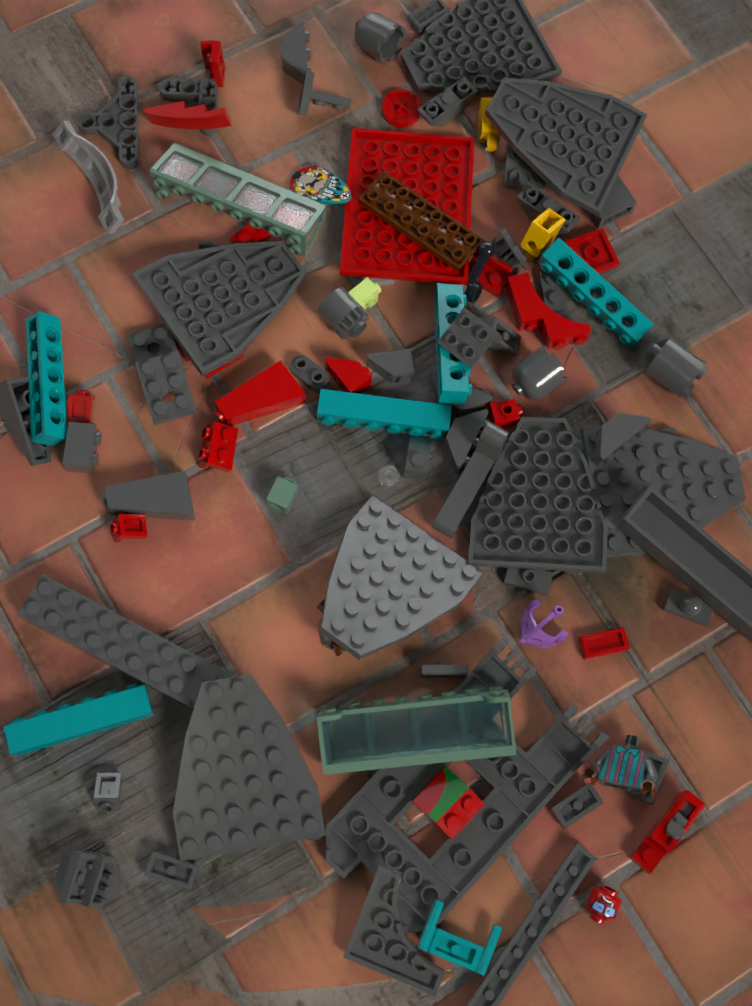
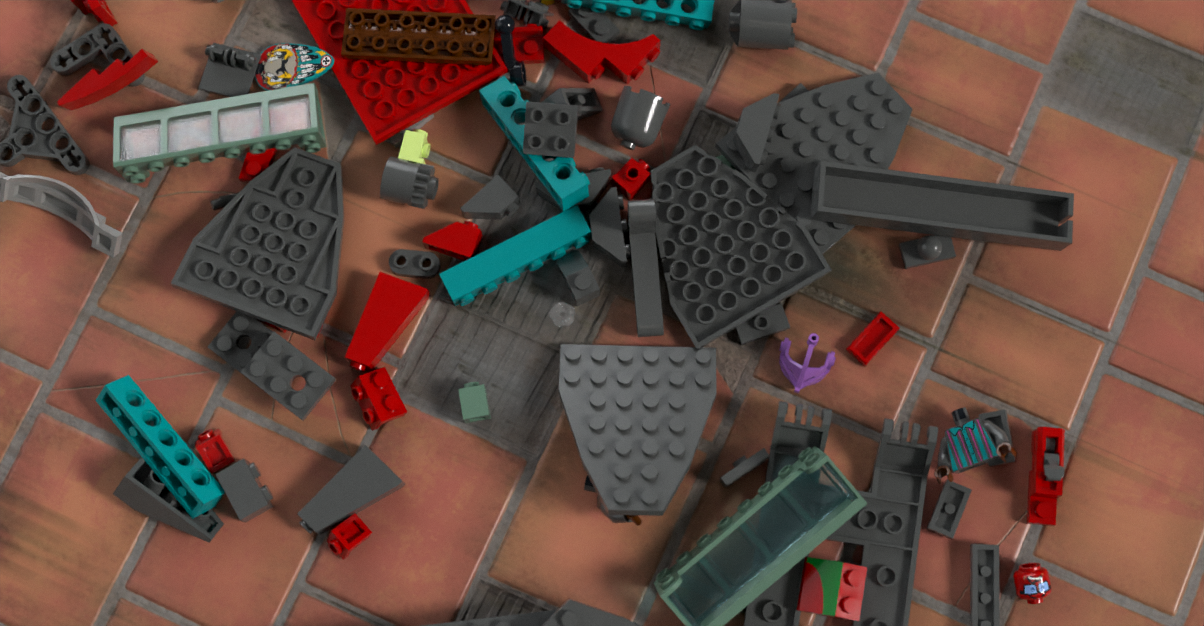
camera: 25 degrees left, 5 degrees up
(275, 163) = (229, 70): none -> dark grey hinge

